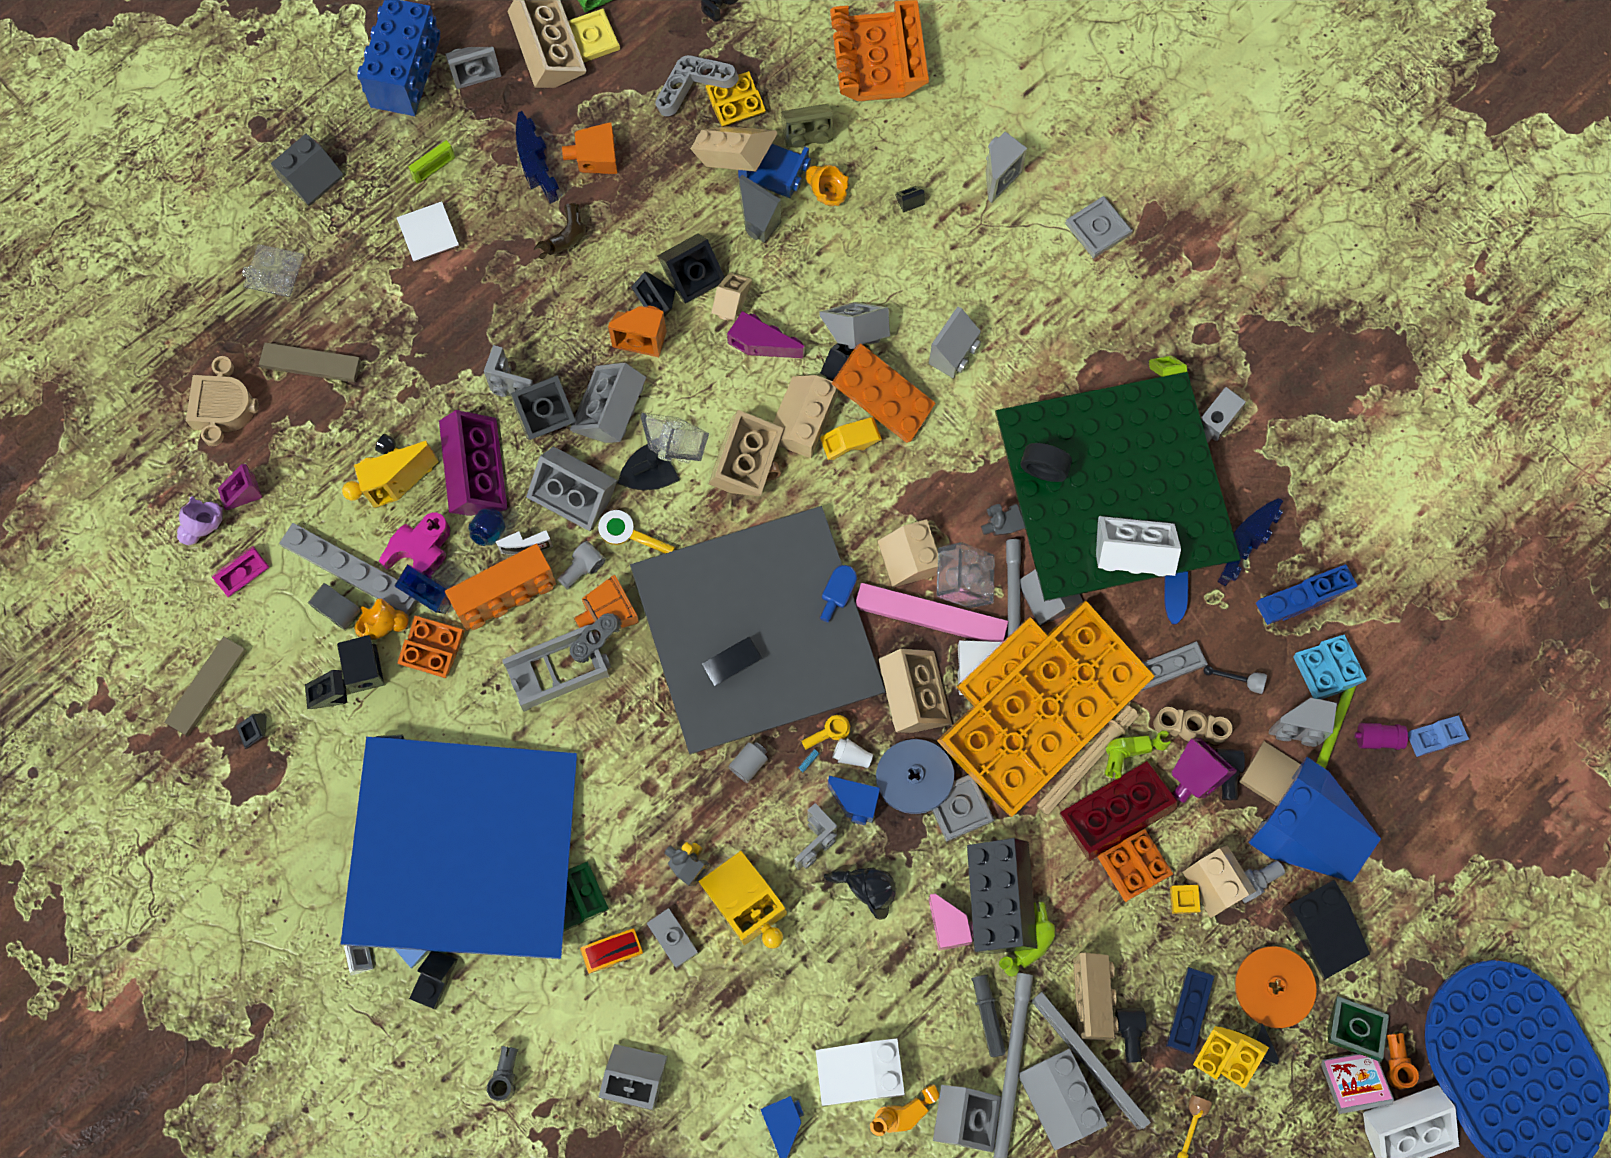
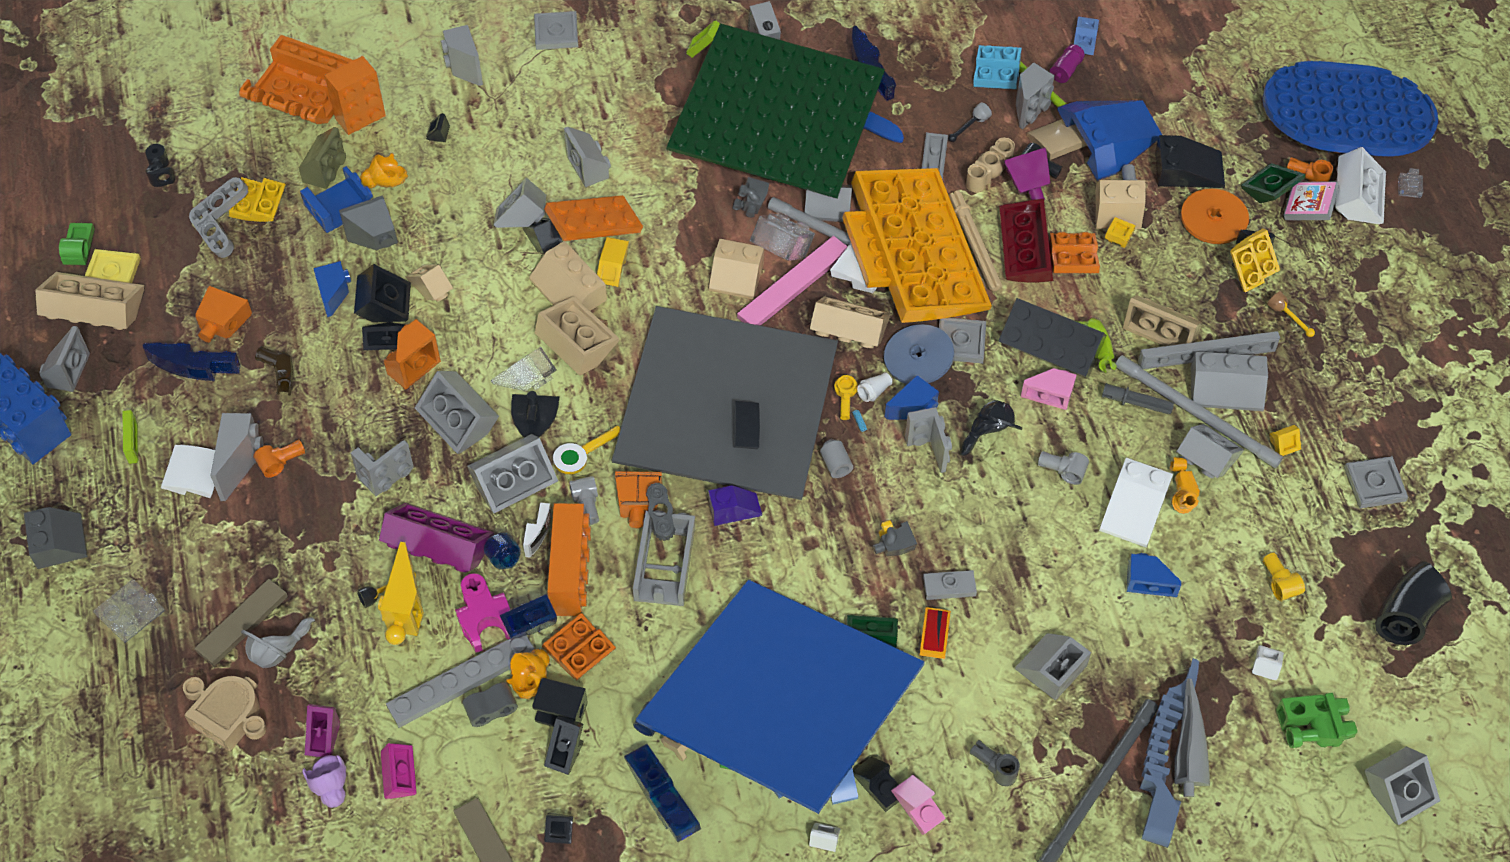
camera: 60 degrees left, 15 degrees down
(293, 401) = (273, 649): none -> light grey piece
(323, 799) = (661, 793): none -> clear blue slope
(424, 1025) = (918, 804): none -> bright pink slope
(454, 252) = (234, 451): none -> light grey slope
(474, 285) = (272, 459): none -> orange pin
(542, 408) = (431, 453): dark grey slope -> none
(645, 697) = (733, 505): none -> dark purple slope
(676, 219) = (332, 285): none -> blue slope
(733, 147) = (305, 212): tan slope -> none
(742, 899) = (942, 514): yellow slope -> none
(759, 339) = (480, 281): magenta slope -> none
(838, 590) = (735, 327): blue piece -> none
(866, 987) = (1070, 467): none -> light grey pin
(886, 105) = (355, 95): none -> orange brick
(1046, 462) = (736, 128): black tyre -> none
(1129, 747) = (982, 210): lime arm -> none
(1131, 1027) = (1197, 309): black pin -> none
(1137, 546) = (838, 114): white slope -> none
(1190, 1011) = (1204, 273): dark blue plate -> none
(1306, 595) = (935, 50): blue slope -> none

